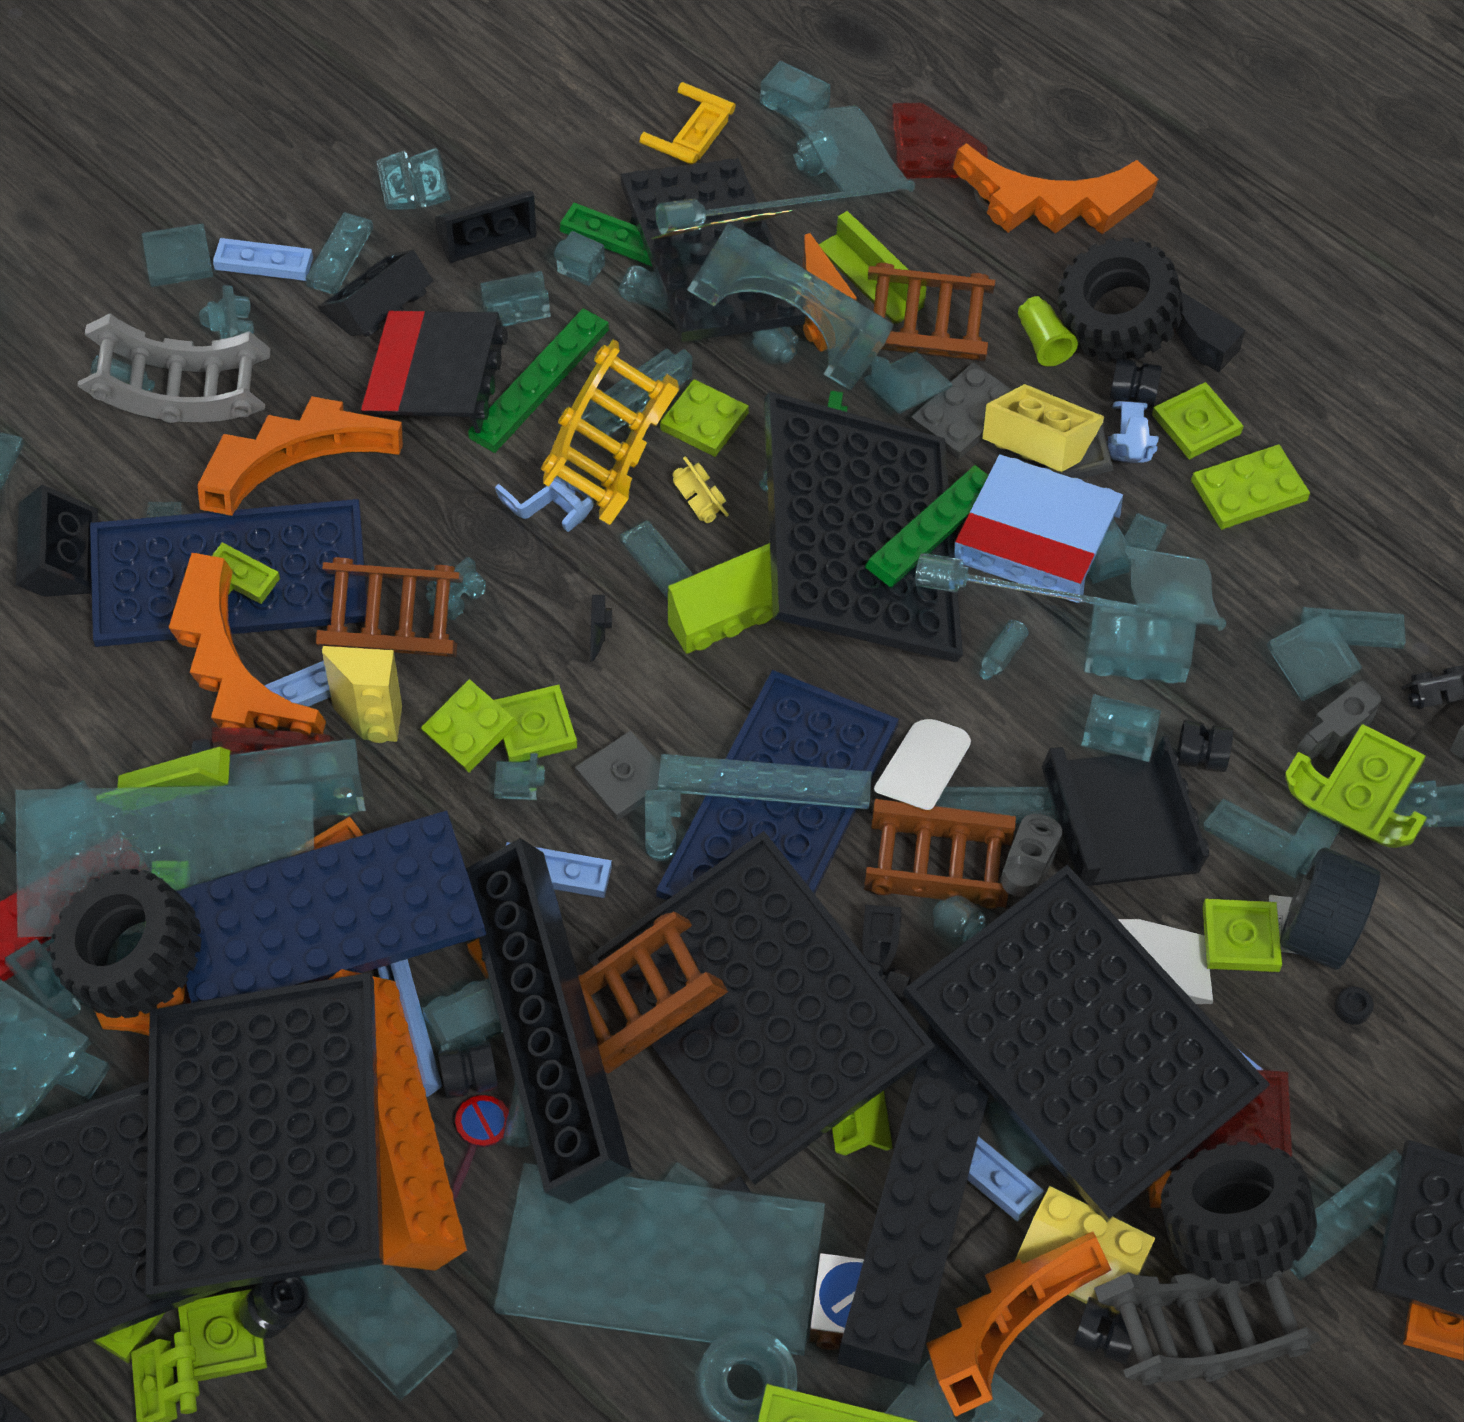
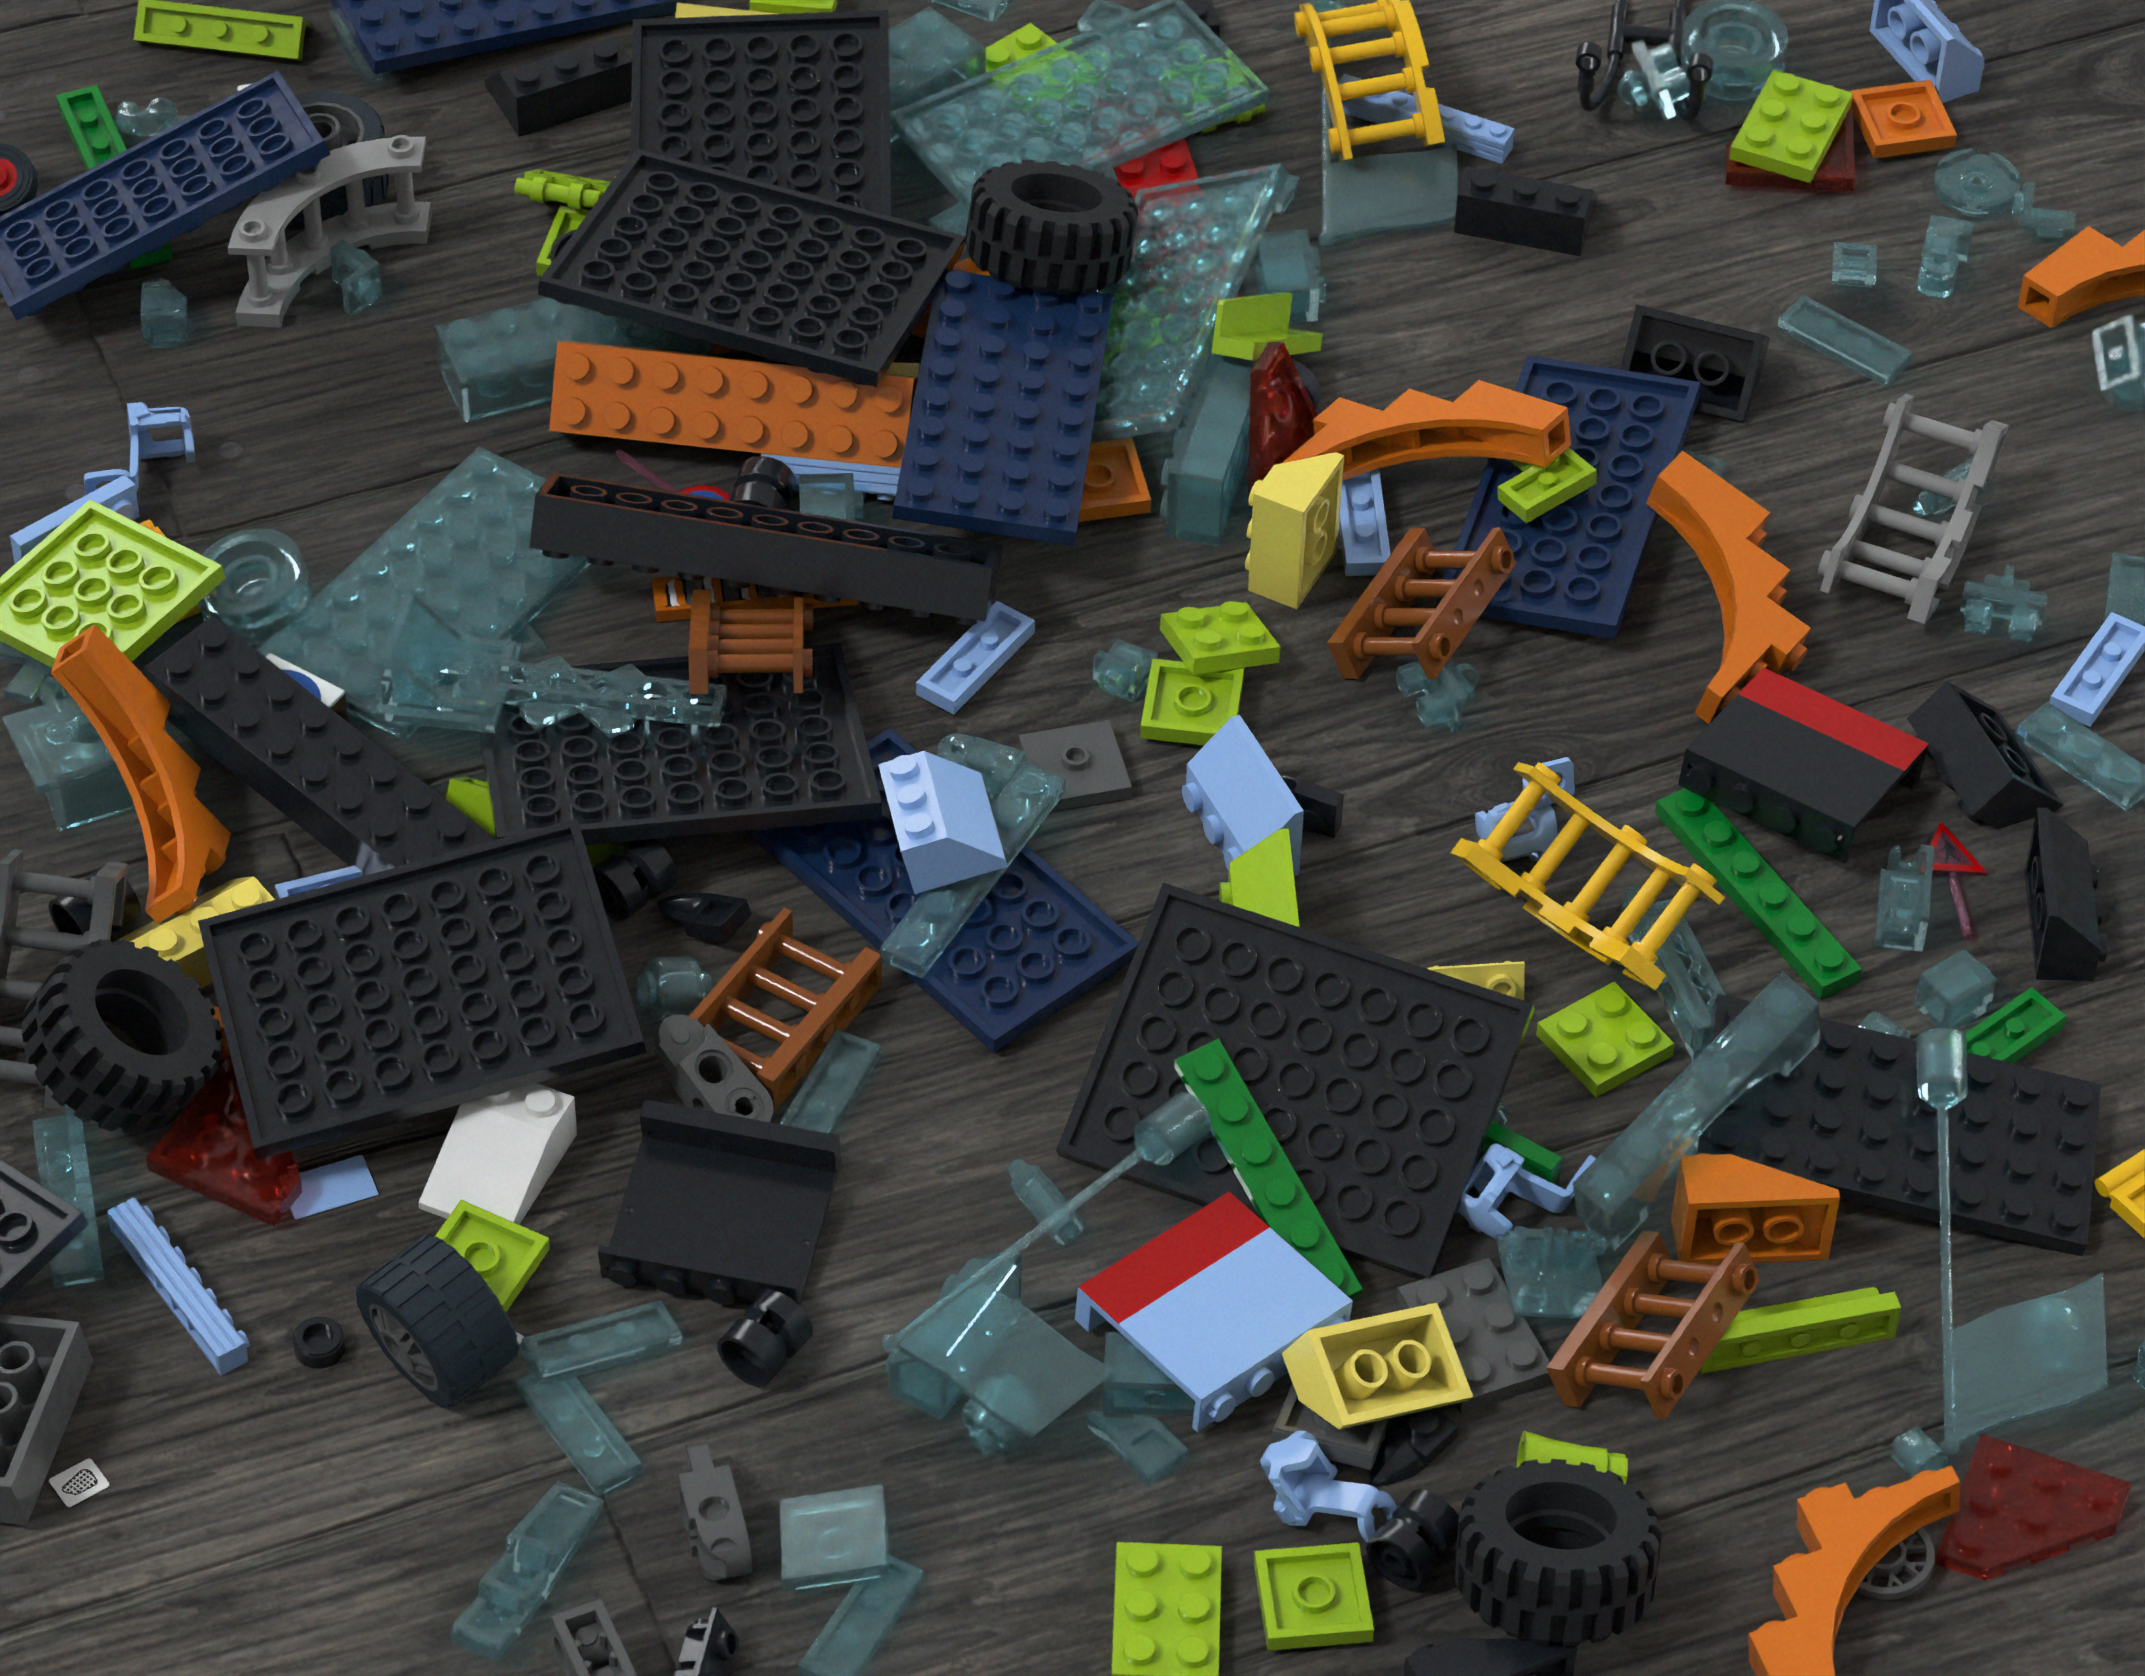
camera: 115 degrees right, 10 degrees down
(463, 297) = (1954, 859): none -> clear pink piece
(628, 647) = (1240, 794): none -> light blue slope
(655, 556) = (1380, 910): clear light blue tile -> none
(749, 219) = (1853, 1105): piece -> none
(754, 796) = (941, 820): none -> light blue slope
(793, 1149) = (464, 681): none -> clear light blue piece
(855, 405) = (1502, 1173): none -> light blue piece
(924, 763) = (915, 1042): white sticker -> none
(930, 192) = (1917, 1452): none -> clear light blue hose
(1121, 728) = (845, 1260): clear light blue brick -> none
(1363, 788) = (592, 1463): lime piece -> none
(1368, 1109) = (179, 1285): none -> light blue piece

